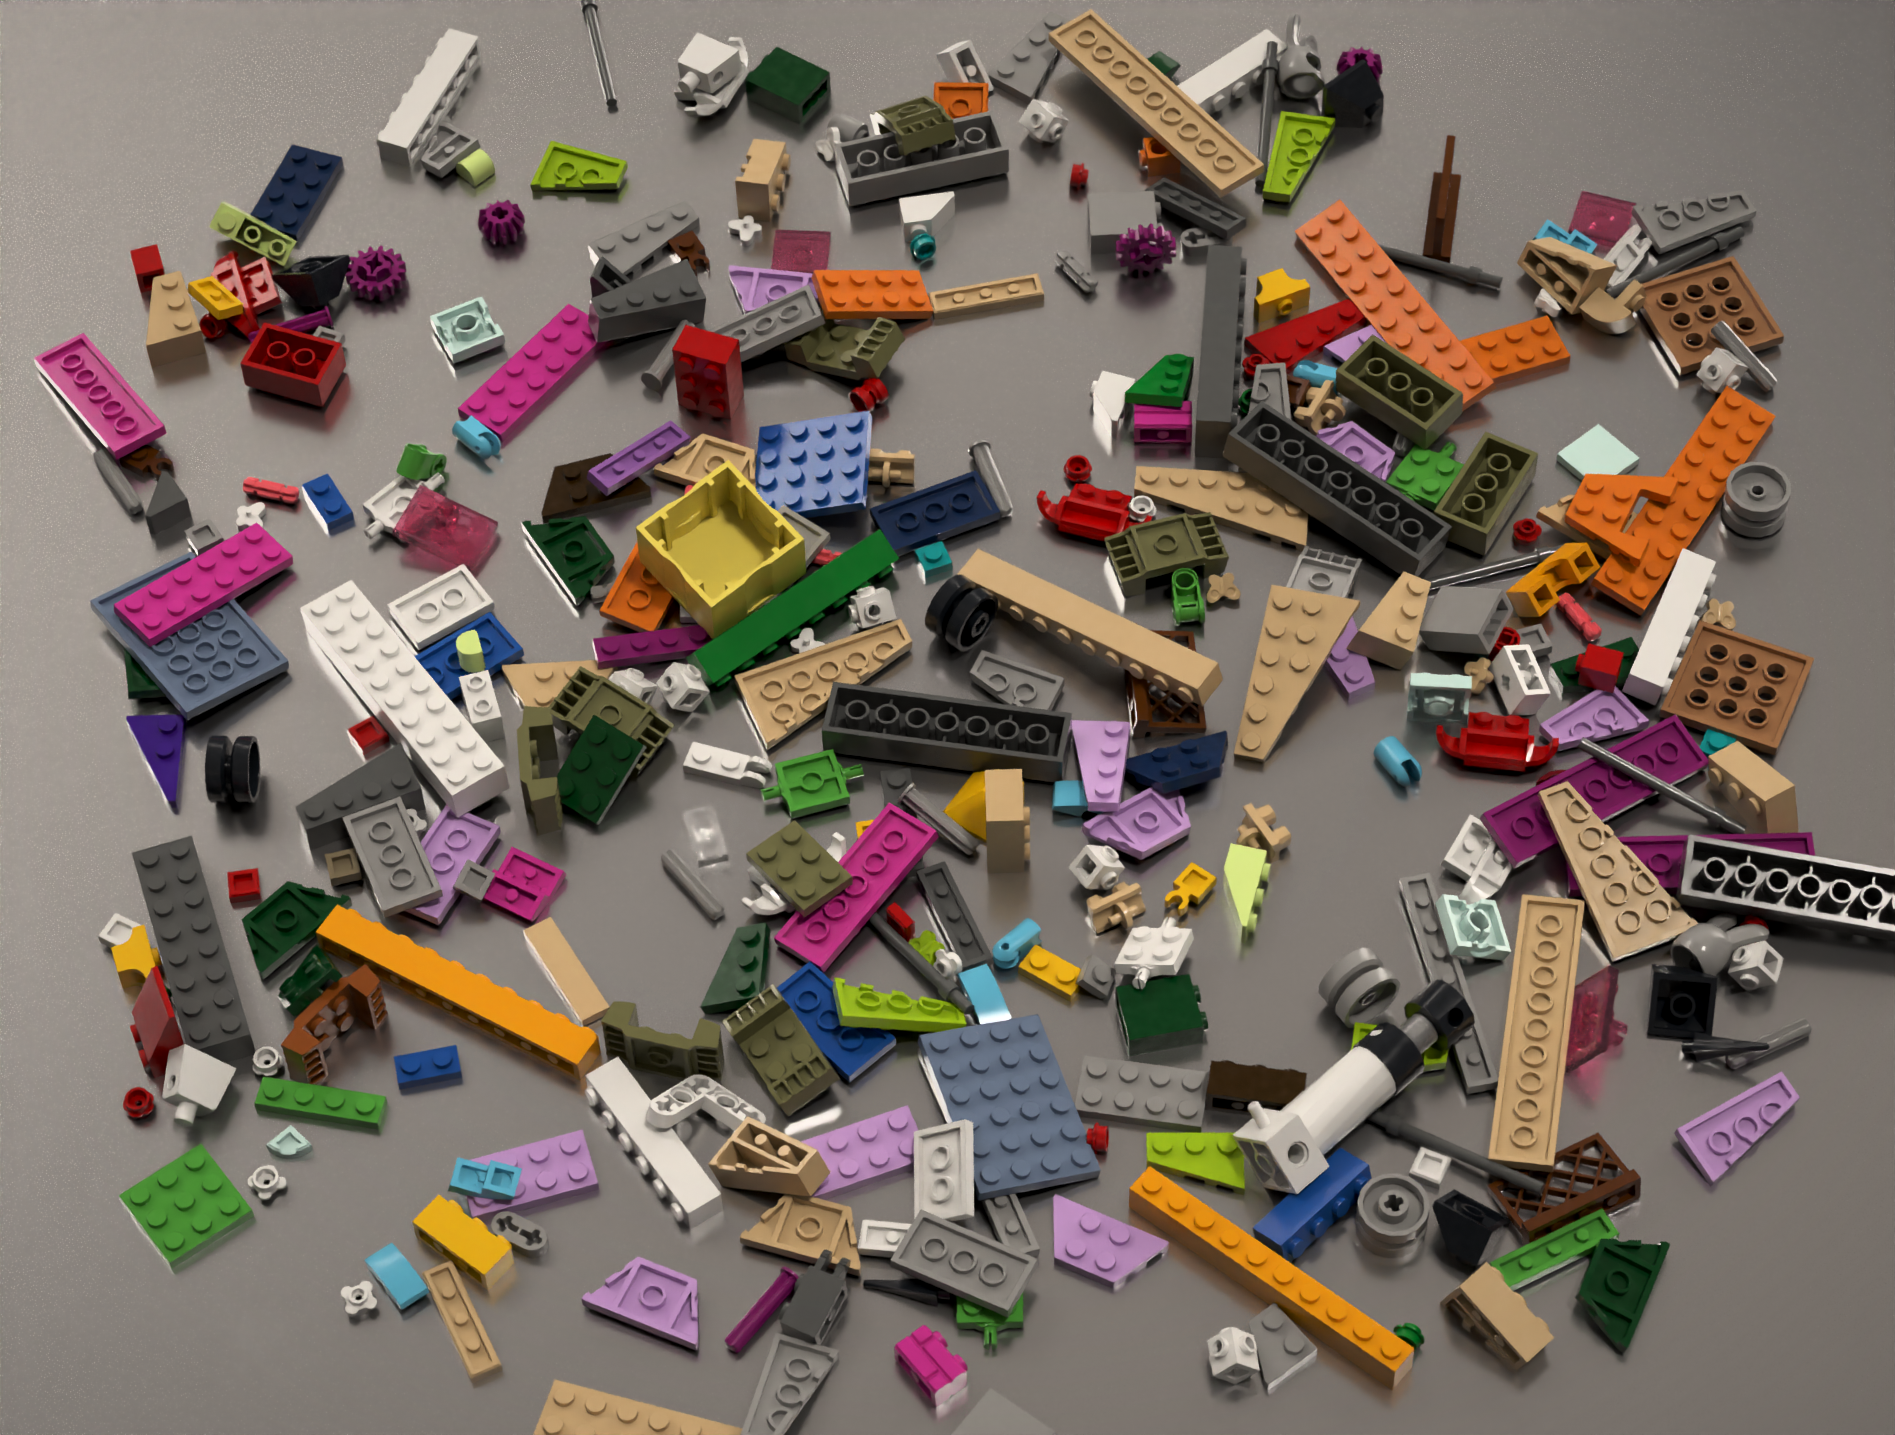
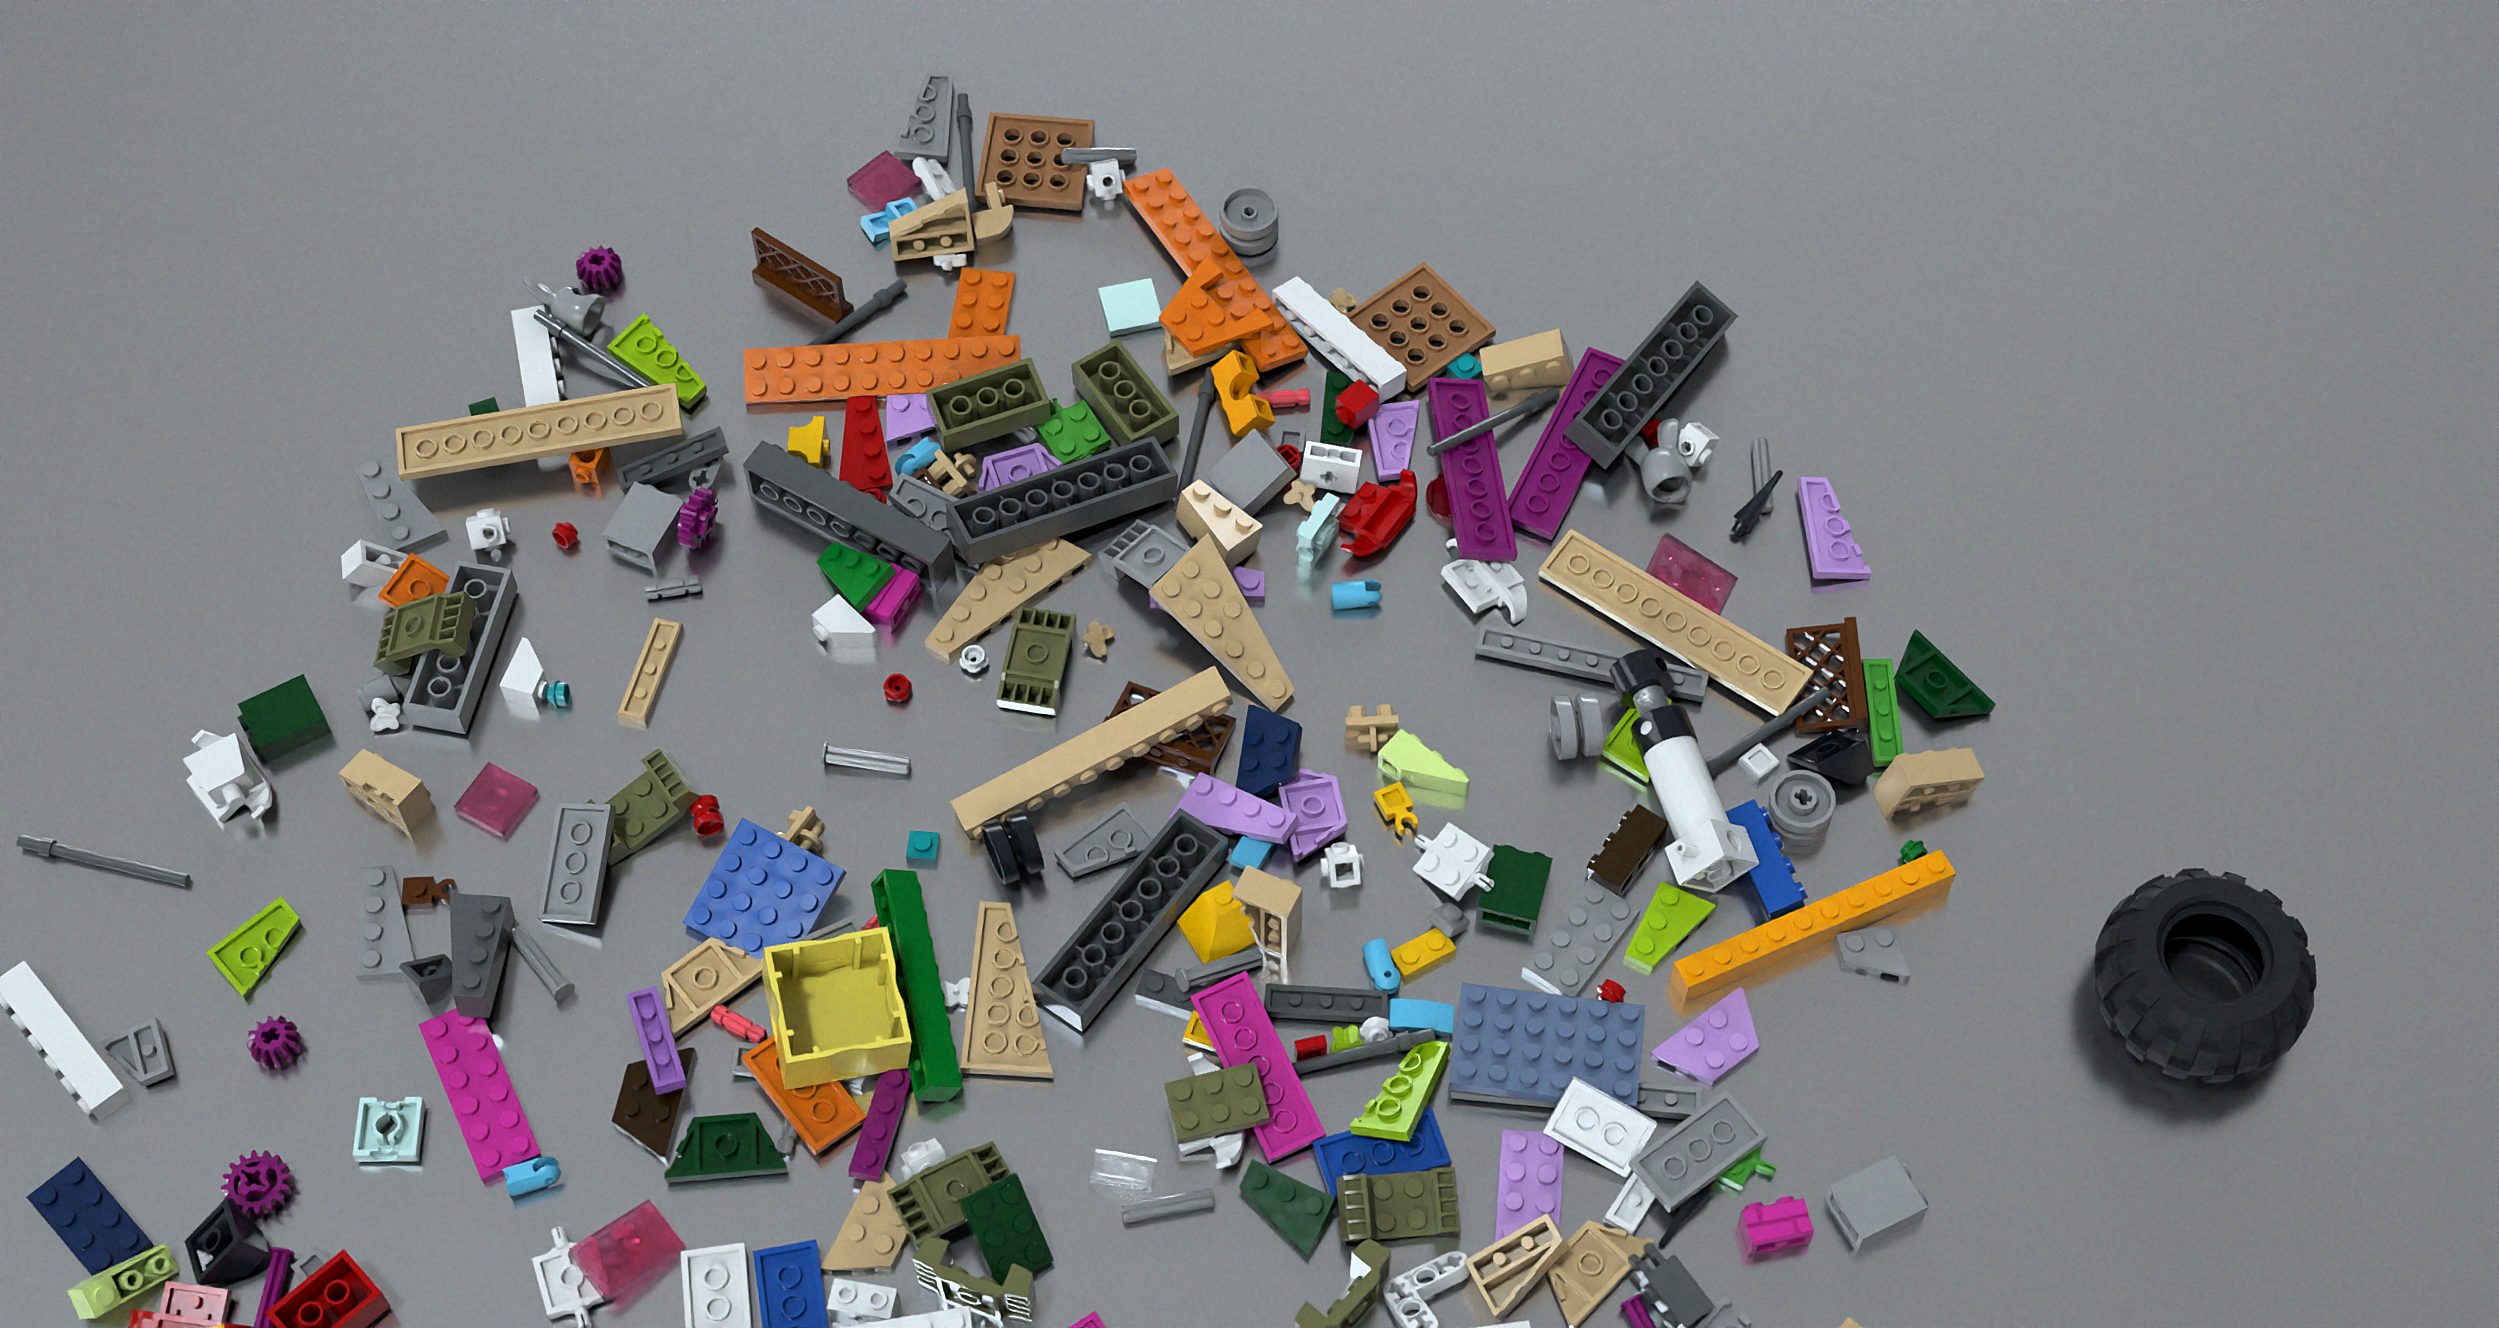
camera: 65 degrees left, 5 degrees up
(419, 462) = (533, 1241): bright green piece -> none
(470, 652) = (801, 1285): yellowish green brick -> none
(476, 167) = (183, 1036): yellowish green brick -> none
(682, 687) = (947, 1116): white brick -> none
(708, 372) = (607, 932): red brick -> none
(726, 766) = (1050, 1121): white hinge -> none
(746, 229) = (431, 832): white piece -> none
(761, 286) = (525, 841): lavender wing -> none
(812, 783) = (1116, 1055): bright green plate -> none
(872, 294) = (594, 758): orange plate -> none
(881, 610) = (955, 918): white brick -> none
(935, 513) = (875, 820): dark blue plate -> none
(1089, 511) = (957, 696): red plate -> none
(1116, 908) = (1392, 871): tan hips -> none
(1186, 602) = (1098, 668): bright green piece -> none
(1233, 1355) = (1876, 986): white brick -> none
(1353, 97) = (638, 284): black slope -> none
(1473, 928) = (1554, 618): light aqua brick -> none
(1526, 531) = (1174, 397): red plate -> none
(1617, 887) = (1572, 498): tan wing -> none
(1680, 1001) = (1697, 511): black slope -> none

